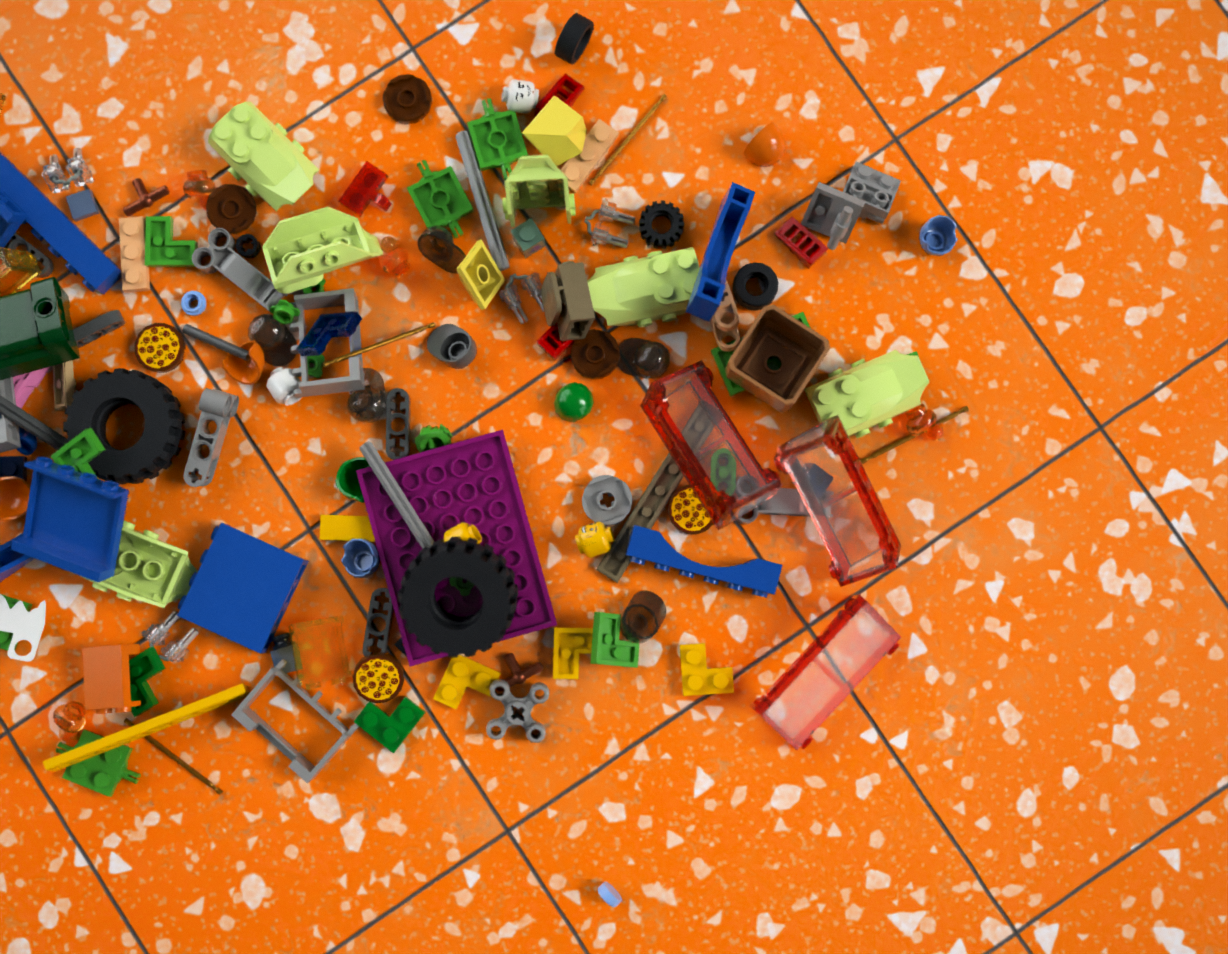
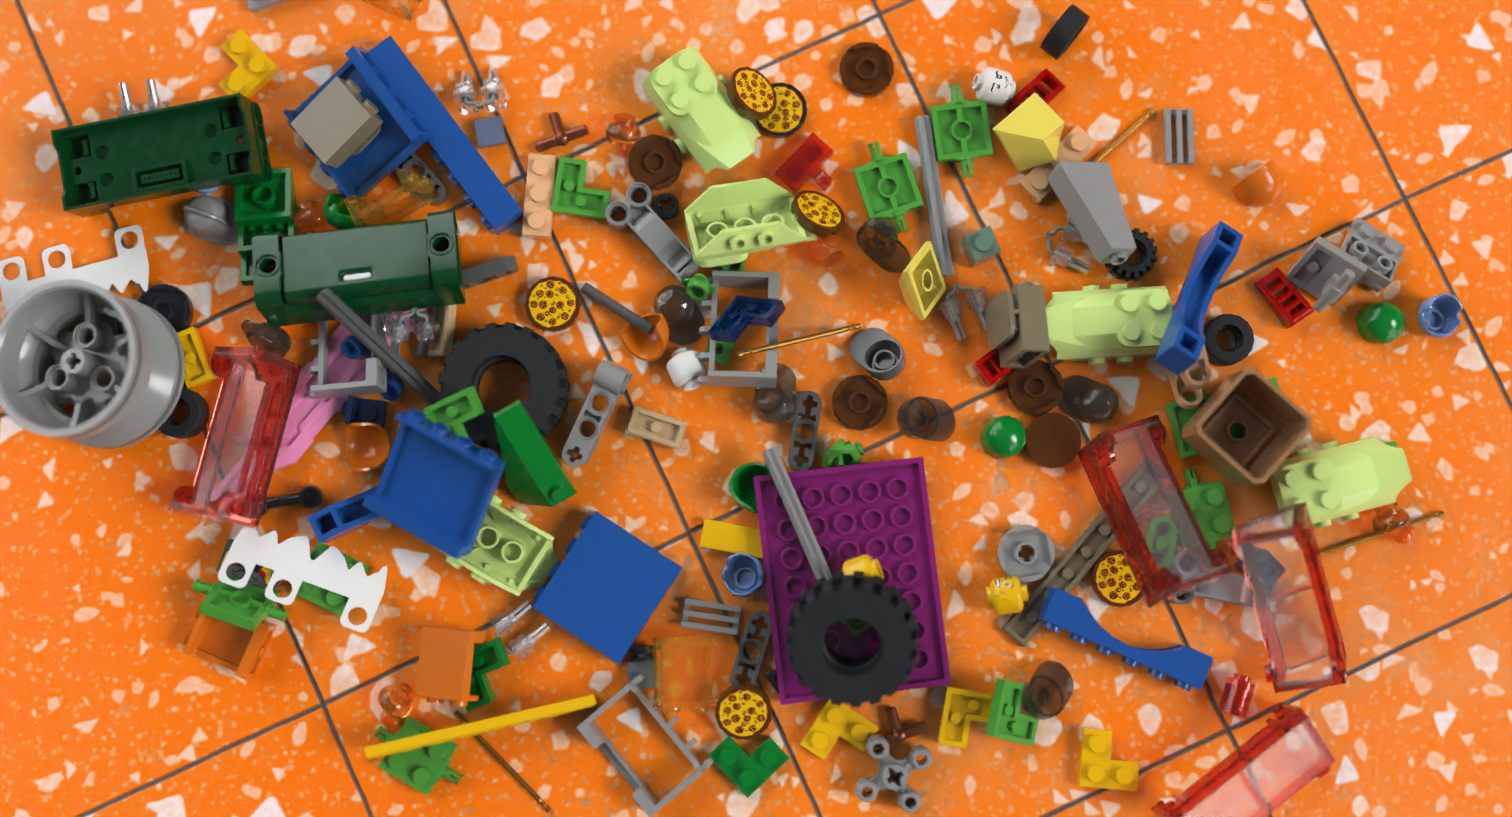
camera: 10 degrees right, 0 degrees up
(22, 388) = (399, 328): none -> clear piece
(155, 489) = (531, 465): none -> green wedge
(188, 298) = (597, 252): light blue plate -> none
(266, 441) = (656, 427): none -> tan plate
(305, 134) = (751, 93): none -> tile
(317, 599) = (687, 612): none -> light grey tile
(335, 146) = (788, 114): none -> tile
(380, 230) = (817, 213): none -> tile
(443, 391) = (859, 402): none -> reddish brown tile
(502, 396) = (926, 419): none -> clear smoke cap
(536, 184) = (1009, 190): yellowish green slope -> none
(617, 398) = (1052, 440): none -> reddish brown tile
(621, 188) = (1095, 208): none -> light grey slope
(686, 95) = (1178, 113): none -> light grey tile
(760, 435) = (1209, 508): none -> bright green plate
(809, 595) = (1237, 695): none -> clear red brick
(889, 250) = (1380, 322): none -> green hair

